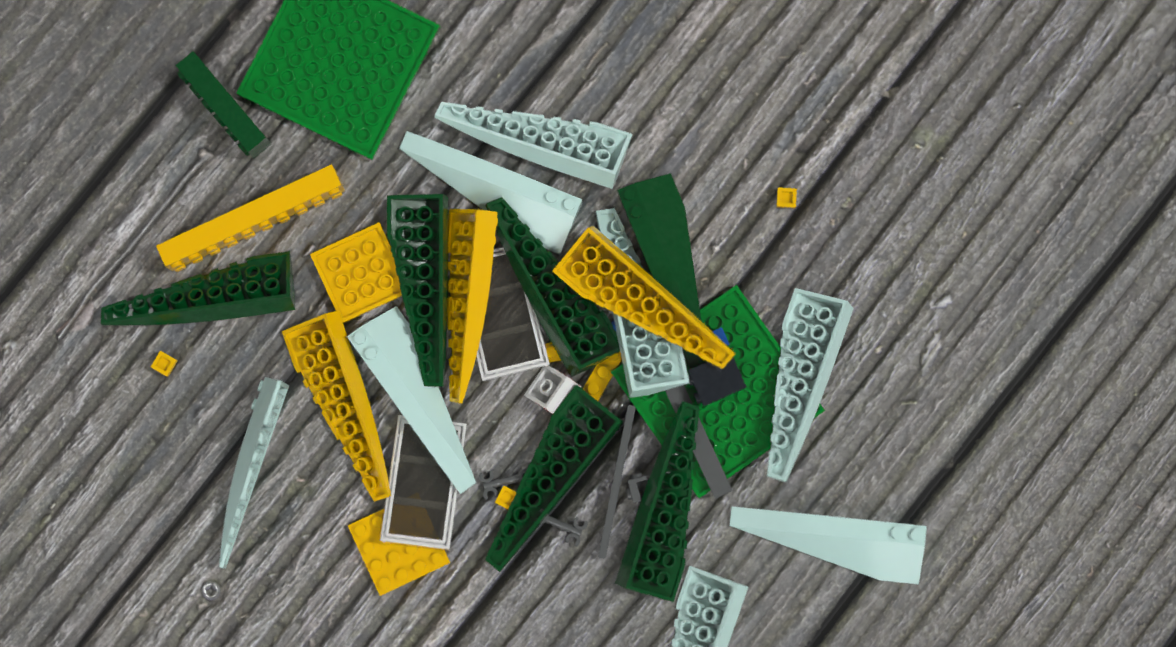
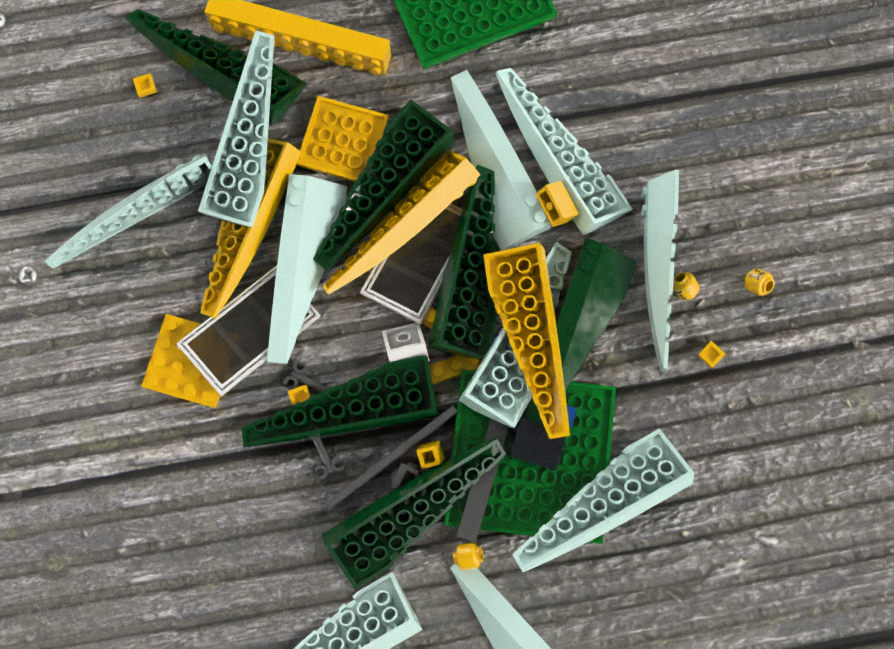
camera: 40 degrees right, 5 degrees down
(305, 363) = (240, 162): none -> light aqua wedge
(573, 183) = (556, 203): none -> yellow brick
(643, 455) = (430, 454): none -> yellow brick
(670, 139) = (659, 230): none -> light aqua wedge
(723, 161) = (685, 286): none -> yellow head
(735, 505) = (468, 556): none -> yellow head
(776, 110) = (759, 282): none -> yellow head

